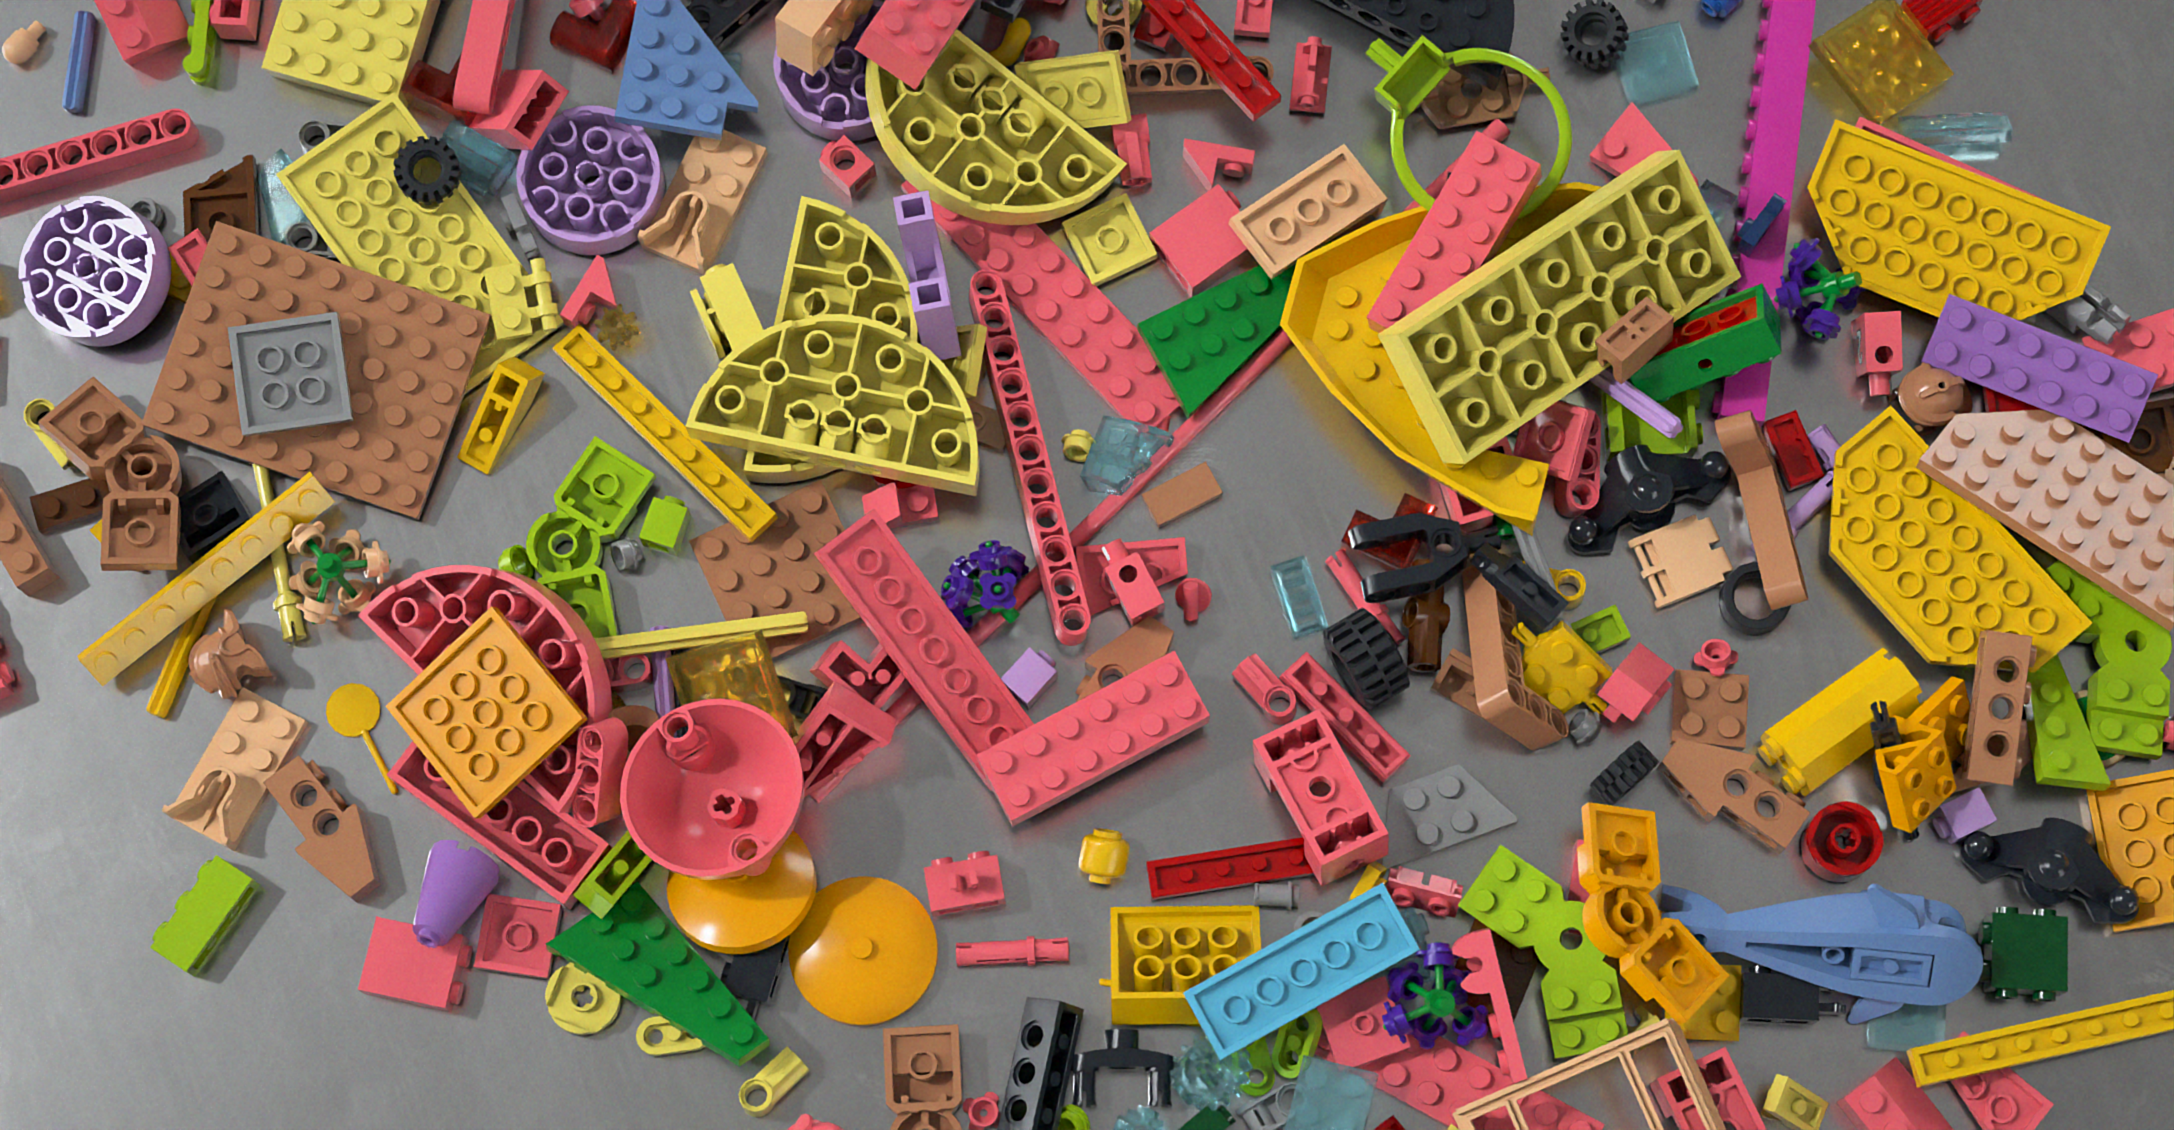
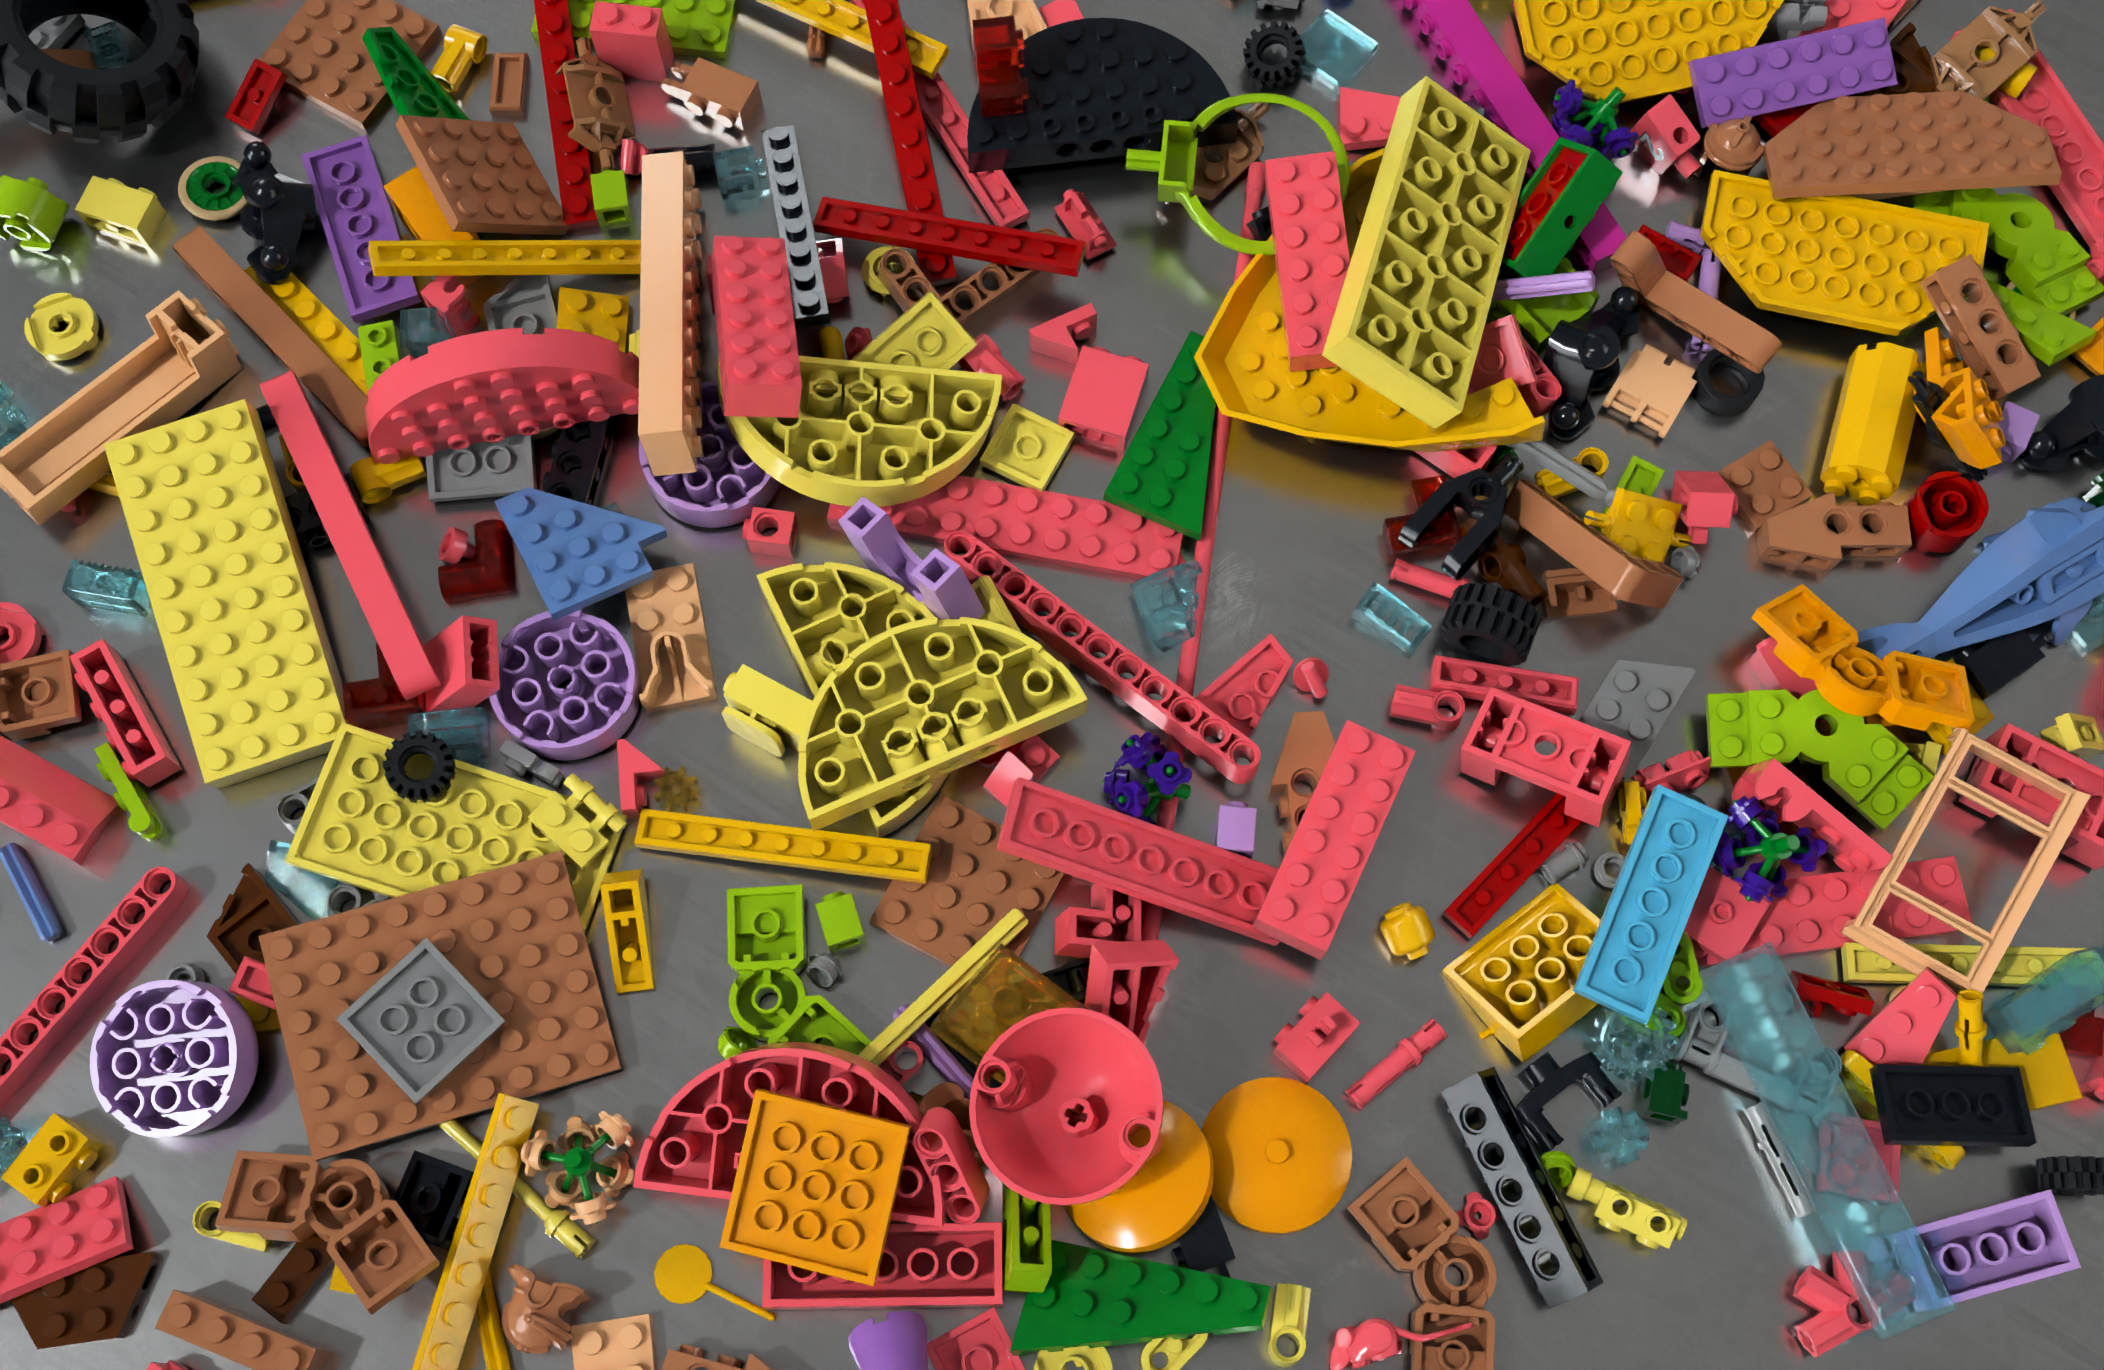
camera: 40 degrees left, 5 degrees down
(1077, 445) = (1127, 622): light yellow plate -> none
(1138, 597) = (1277, 698): coral torso -> none
(1182, 494) = (1238, 604): nougat tile -> none
(1308, 211) = (1170, 319): light nougat plate -> none
(1520, 585) = (1564, 483): black hinge -> none
(1624, 773) = (1749, 574): black tyre -> none
(1635, 339) = (1506, 235): nougat hinge -> none
(1716, 649) = (1736, 443): coral plate -> none
(1754, 230) = (1515, 110): dark blue plate -> none

